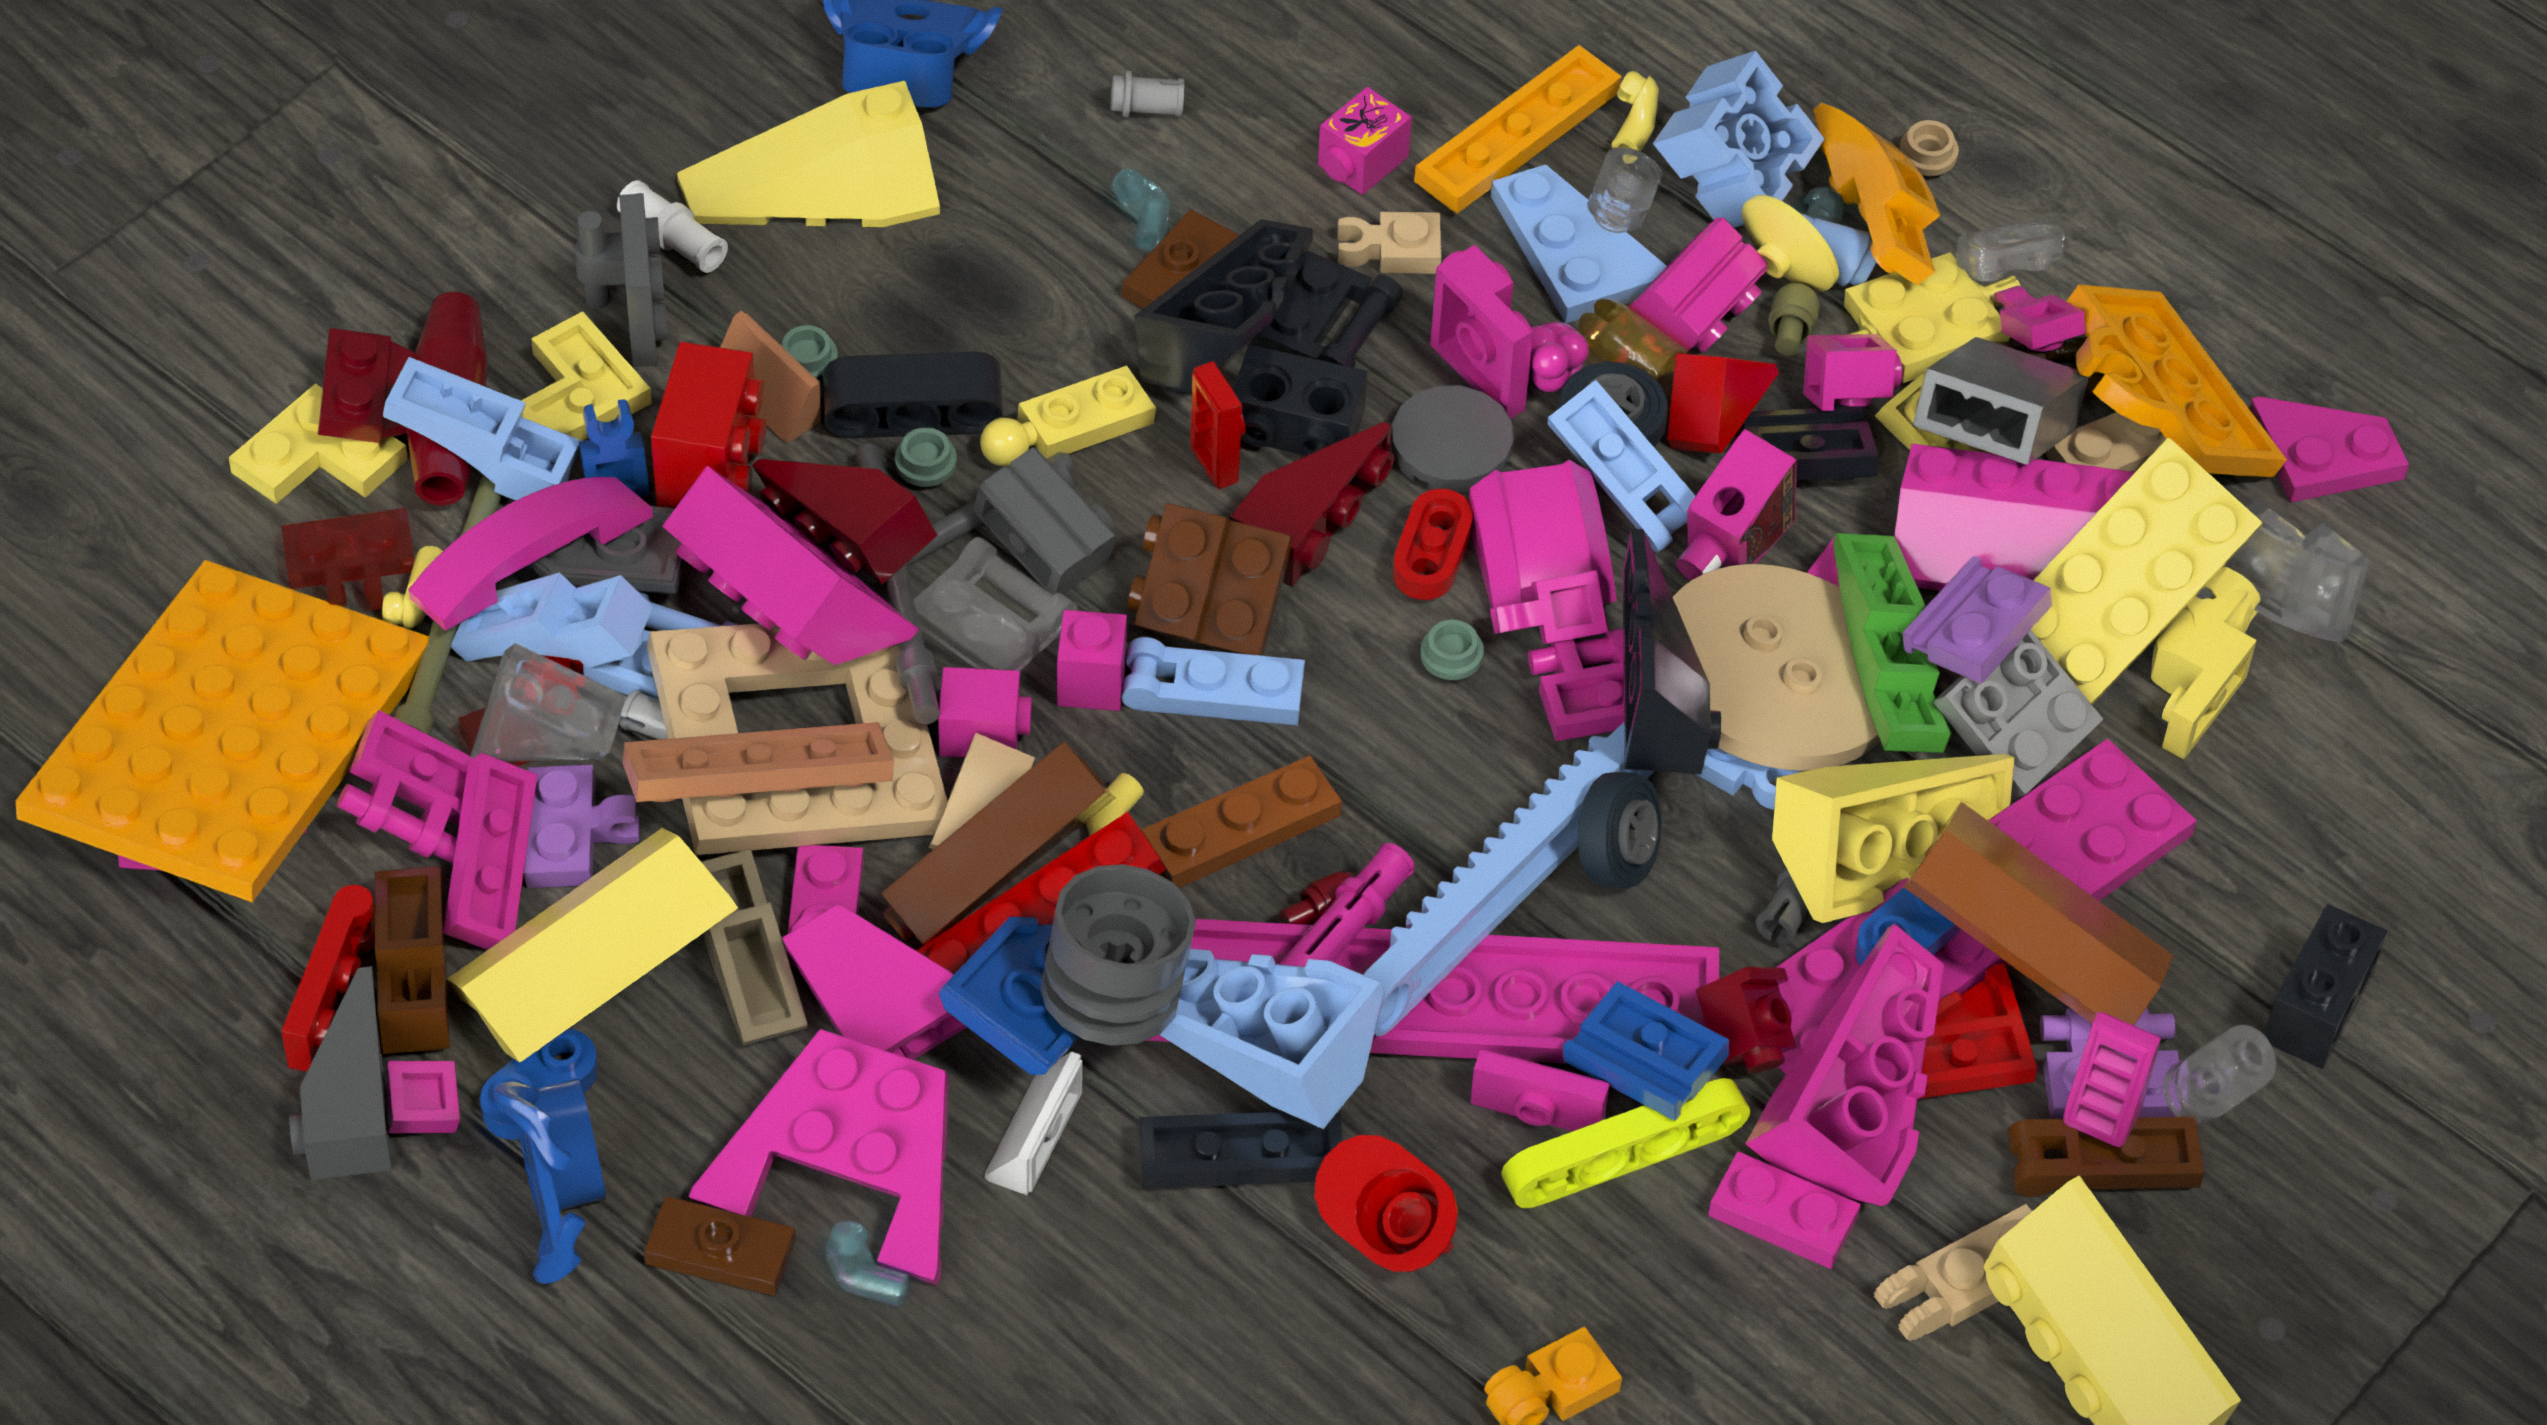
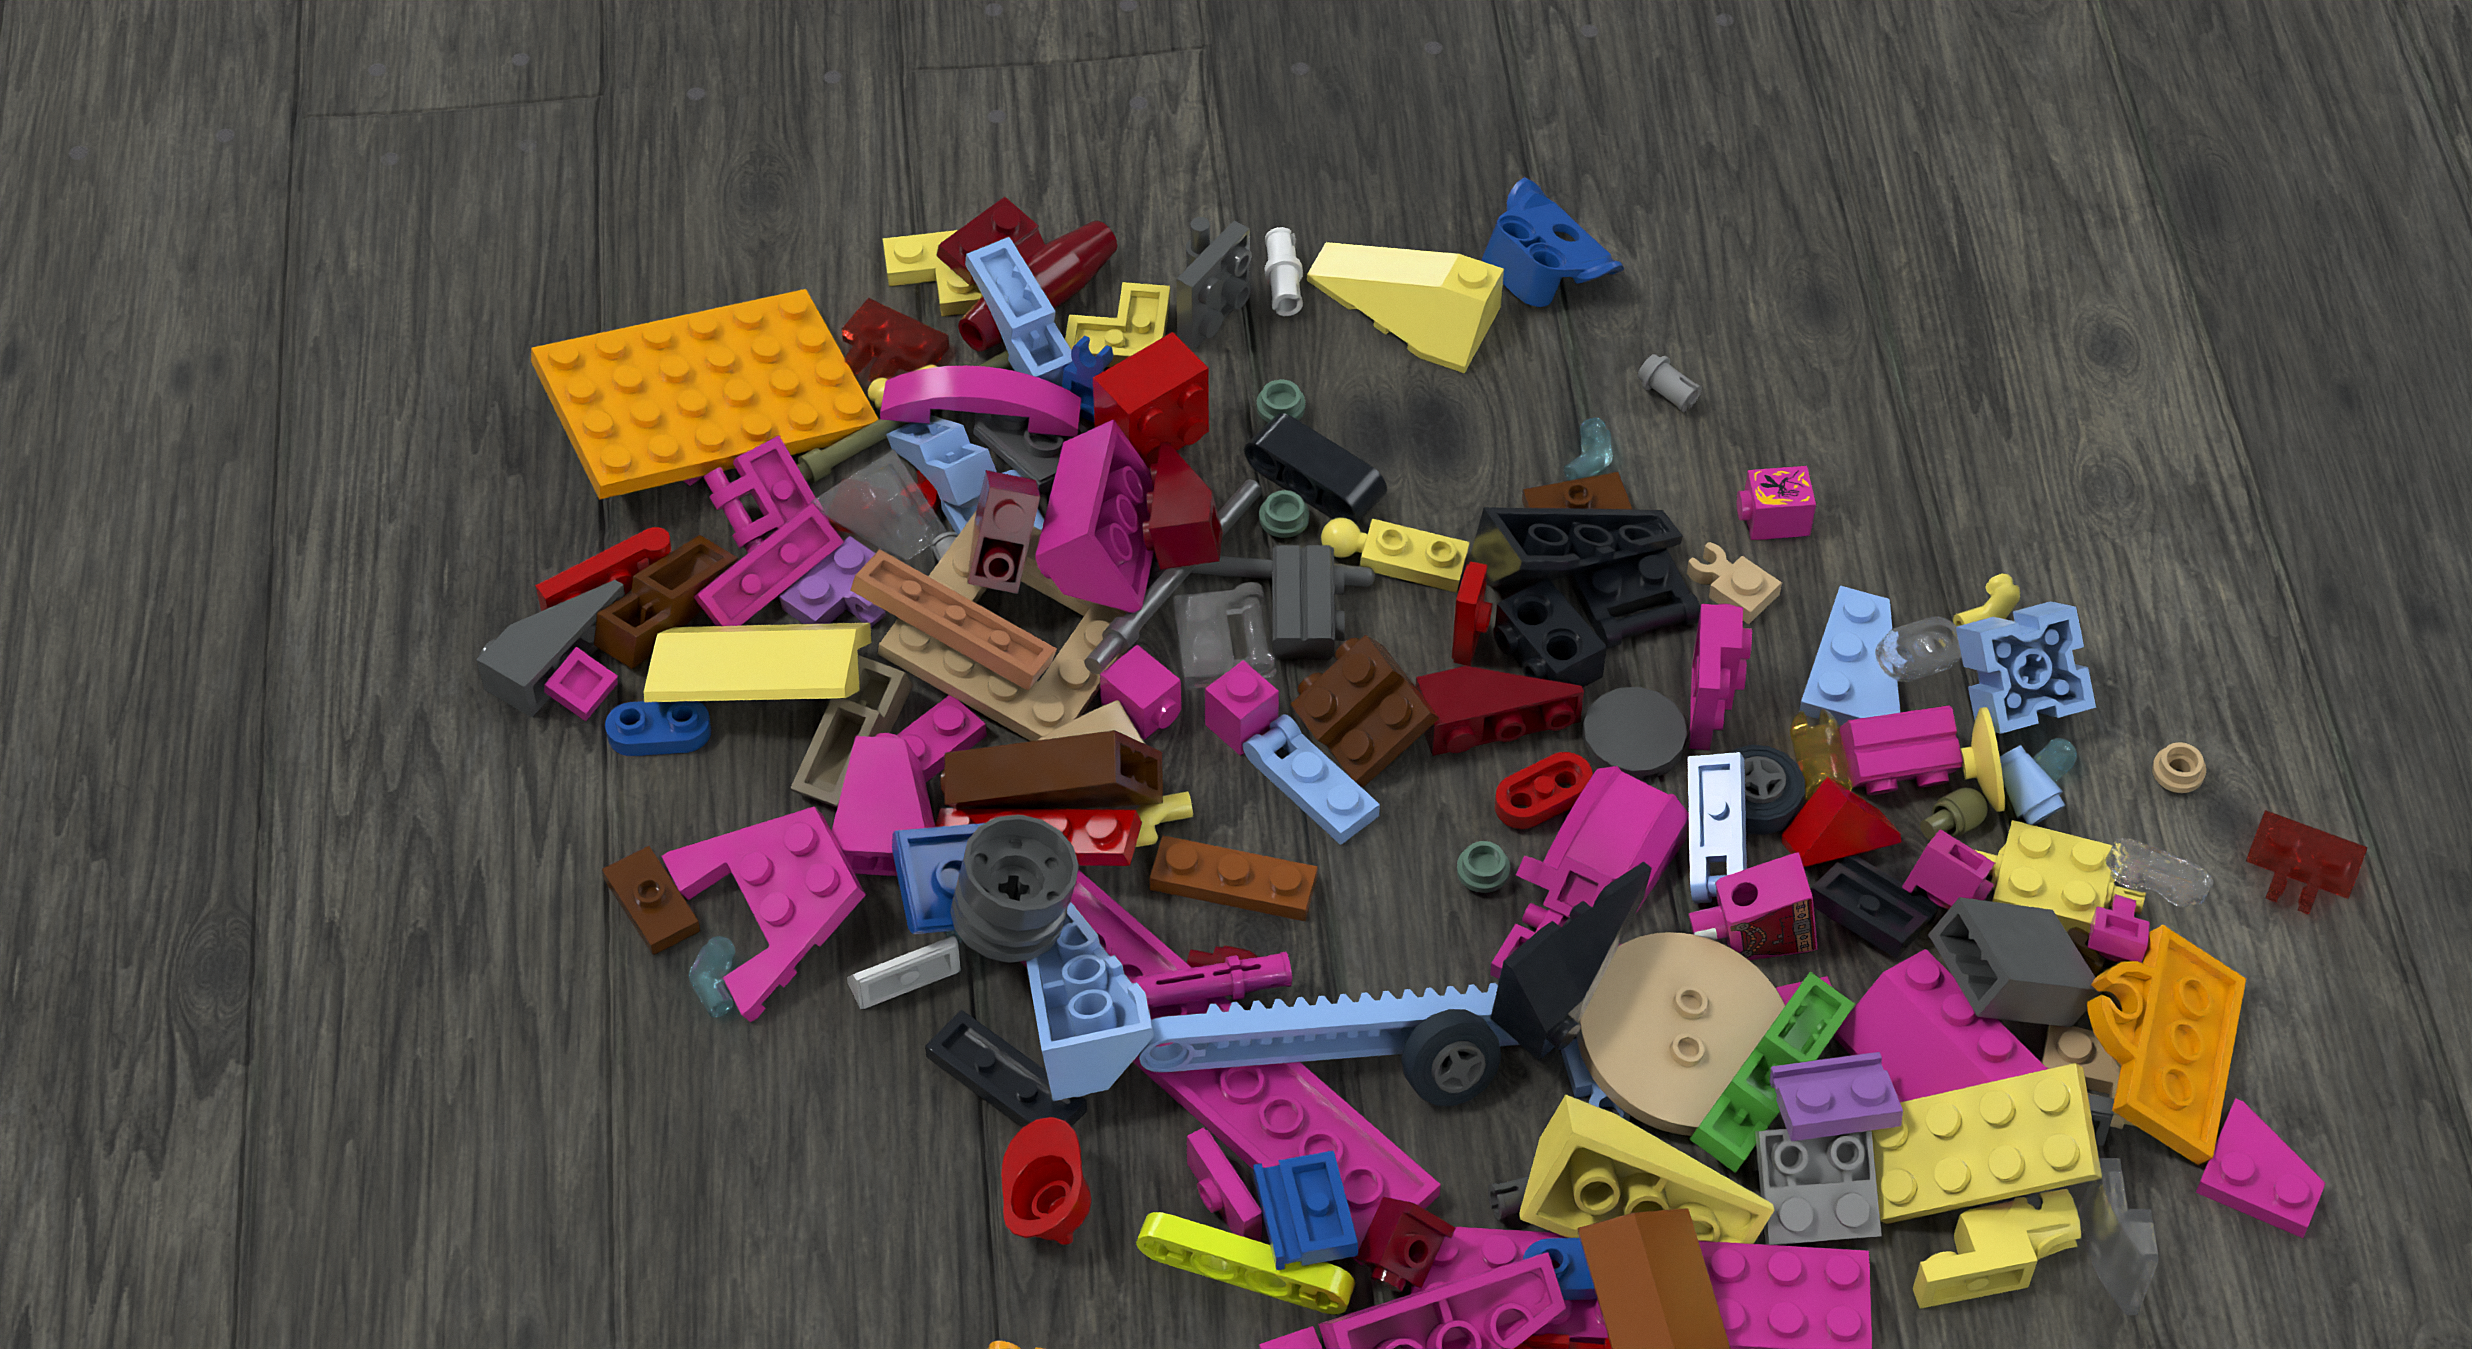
camera: 45 degrees right, 0 degrees up
(559, 1165) = (604, 769): blue piece -> none
(719, 641) = (1002, 531): none -> slope
(790, 391) = (1237, 402): nougat slope -> none
(1517, 129) = (1895, 563): light orange plate -> none
(1556, 355) = (1750, 721): dark pink piece -> none
(1884, 187) = (2102, 770): light orange slope -> none
(2098, 155) = (2306, 856): none -> clear red hinge

